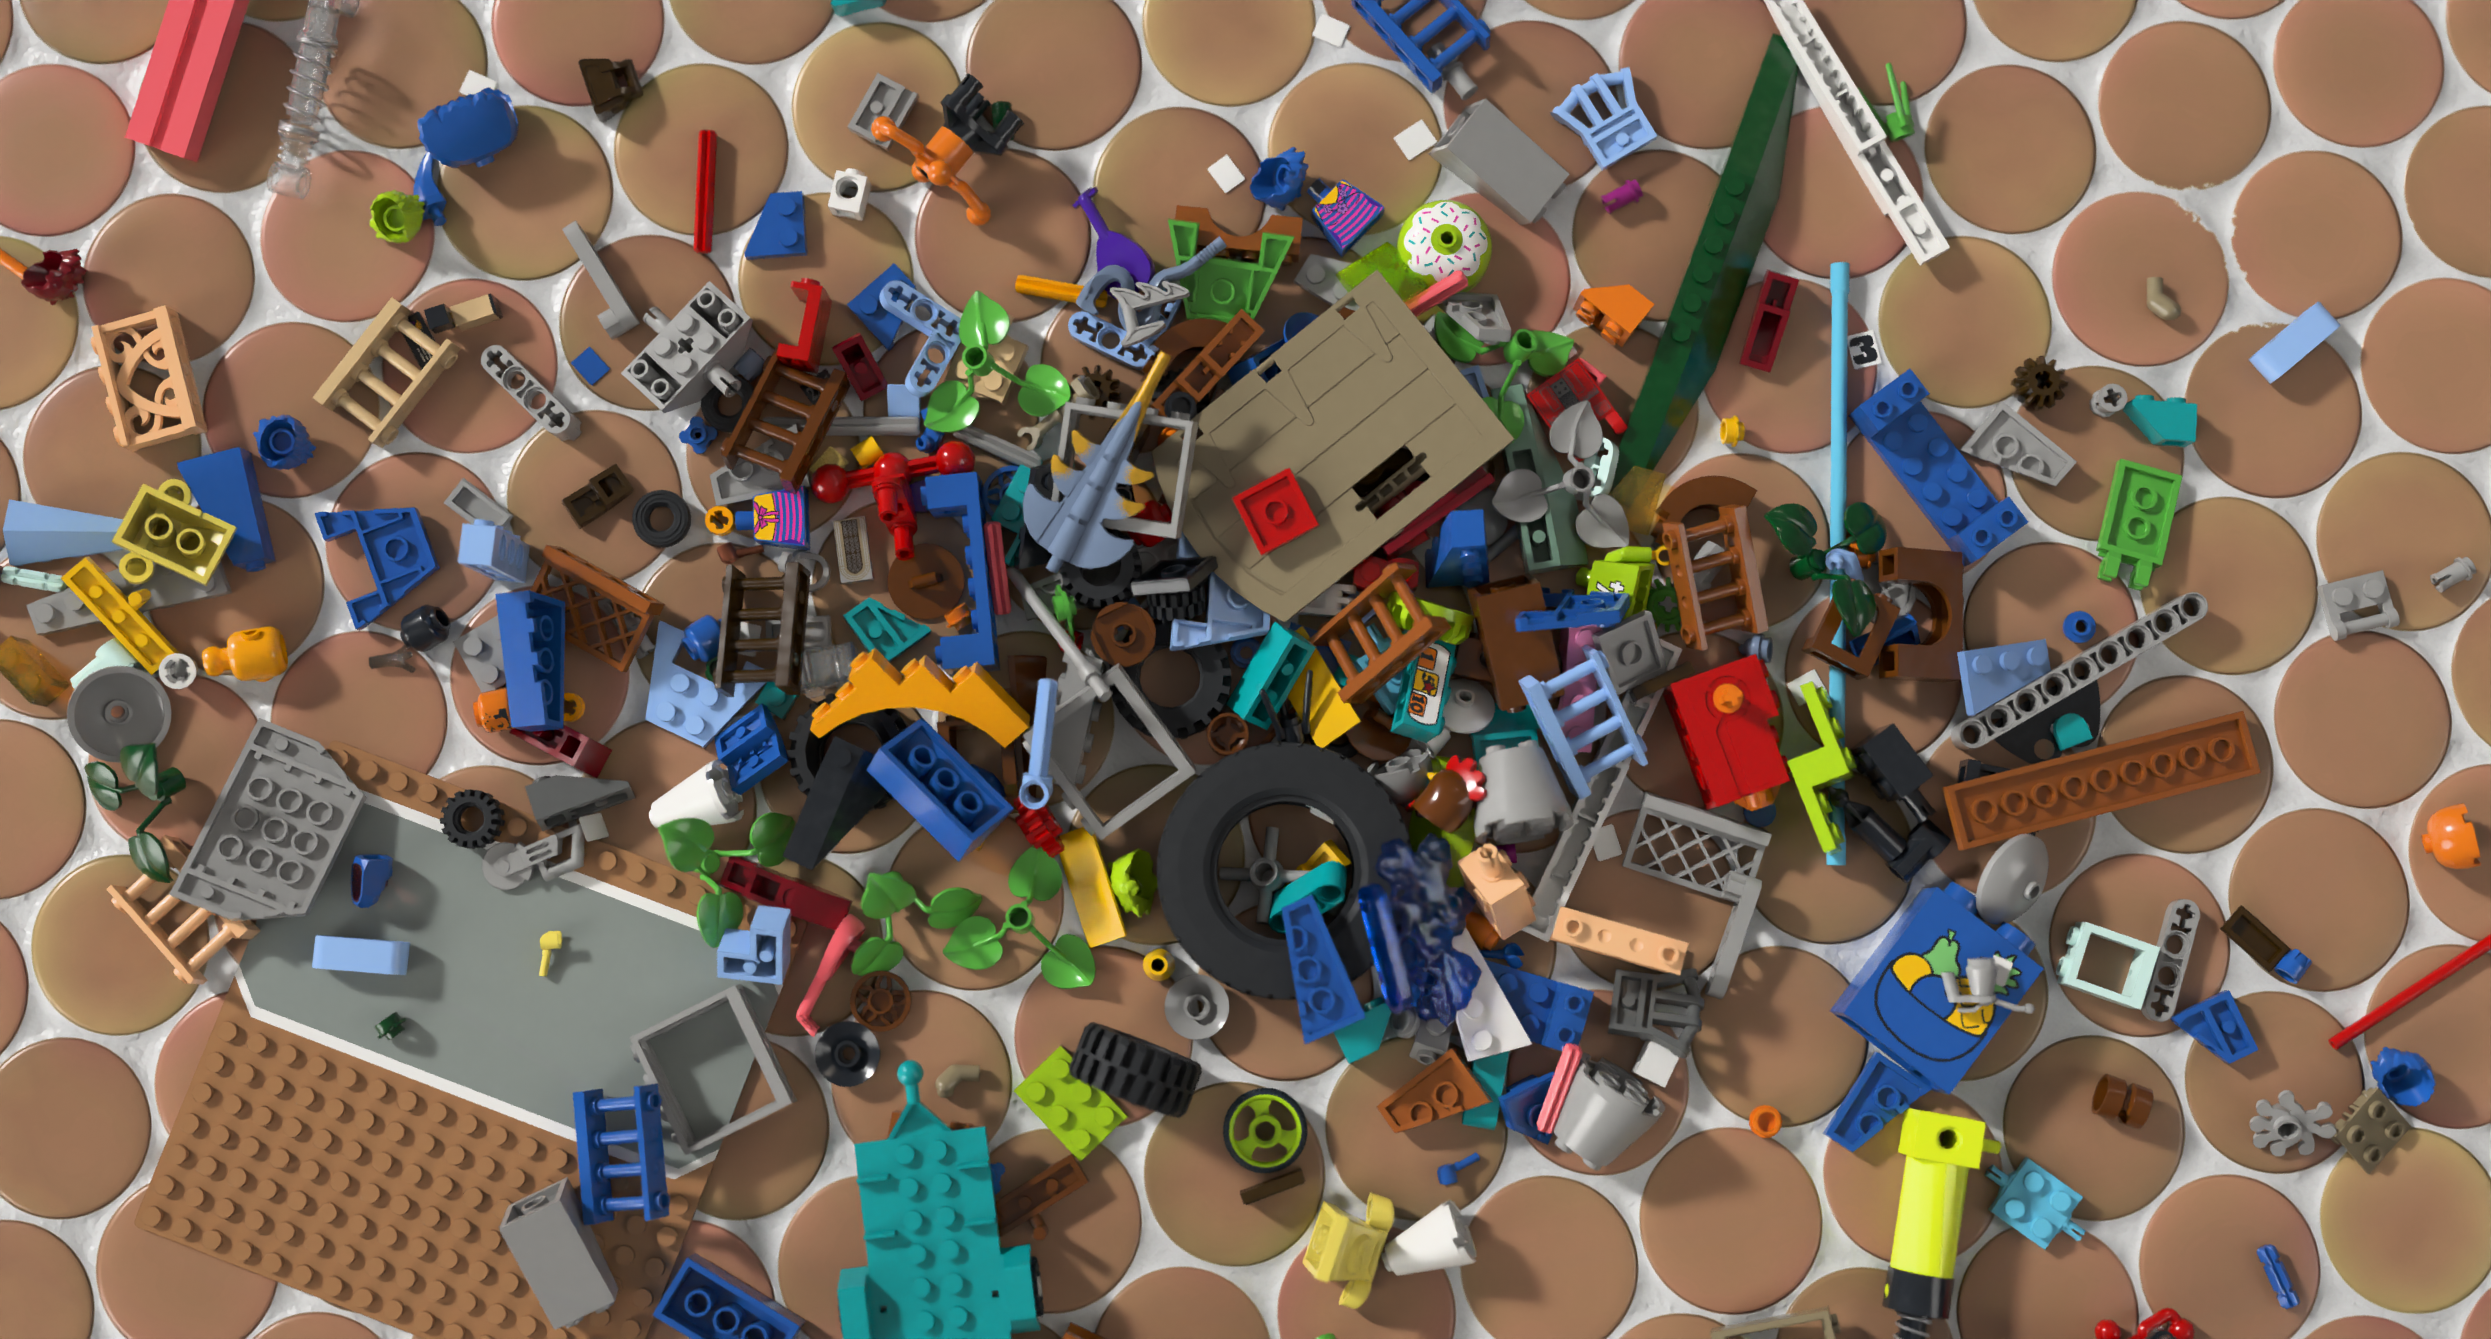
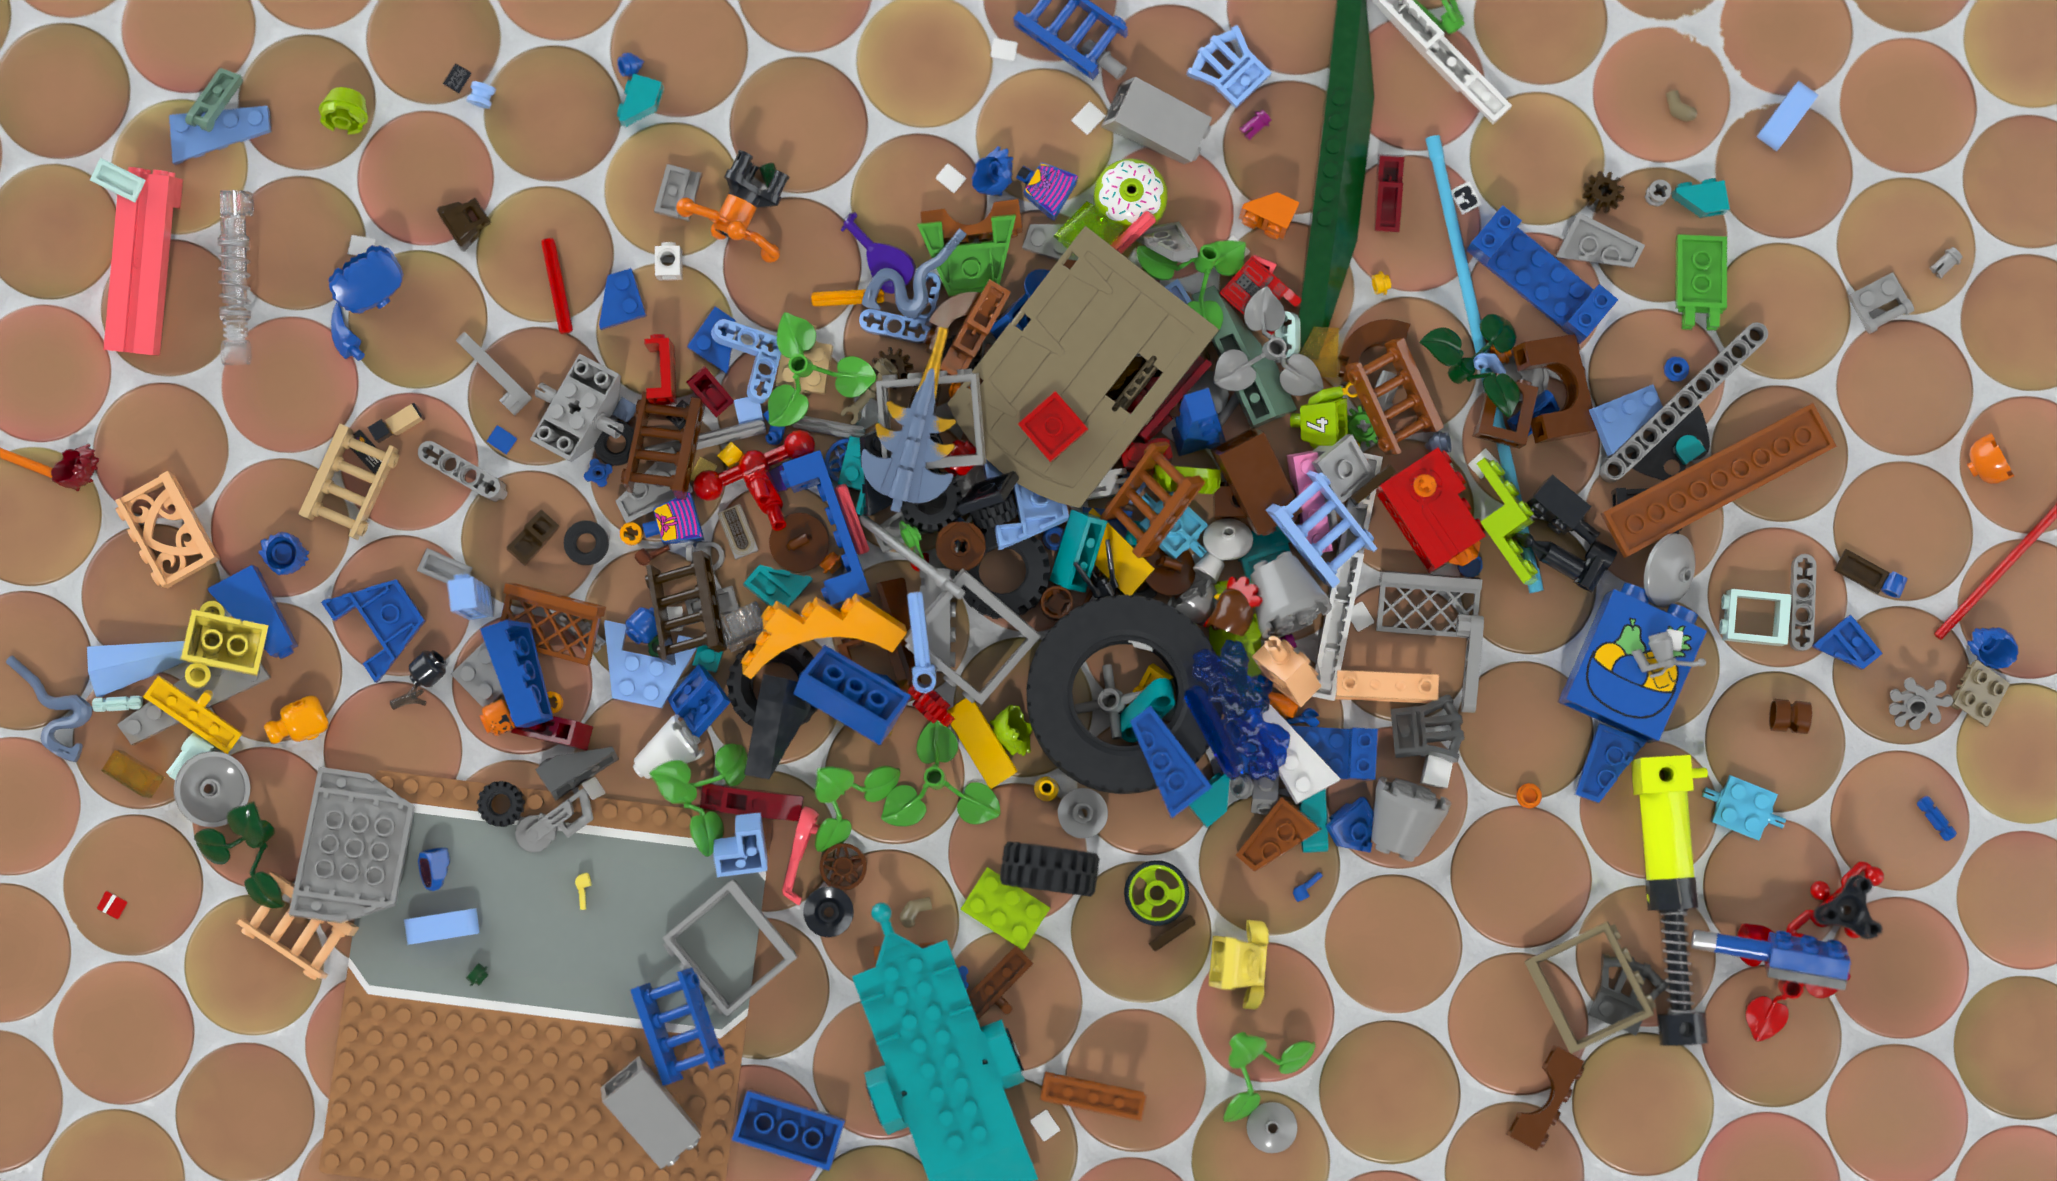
camera: 15 degrees left, 0 degrees up
(178, 670) = (248, 746): white hat -> none
(396, 216) = (326, 361): lime hair -> none
(1132, 301) = (905, 293): light grey piece -> none
(1180, 402) = (960, 361): black plate -> none
(1425, 693) = (1197, 536): brick -> none
(1431, 1243) = (1301, 946): white cone -> none
(1559, 1087) = (1368, 808): coral axle -> none
(1574, 611) = (1295, 447): blue wing -> none

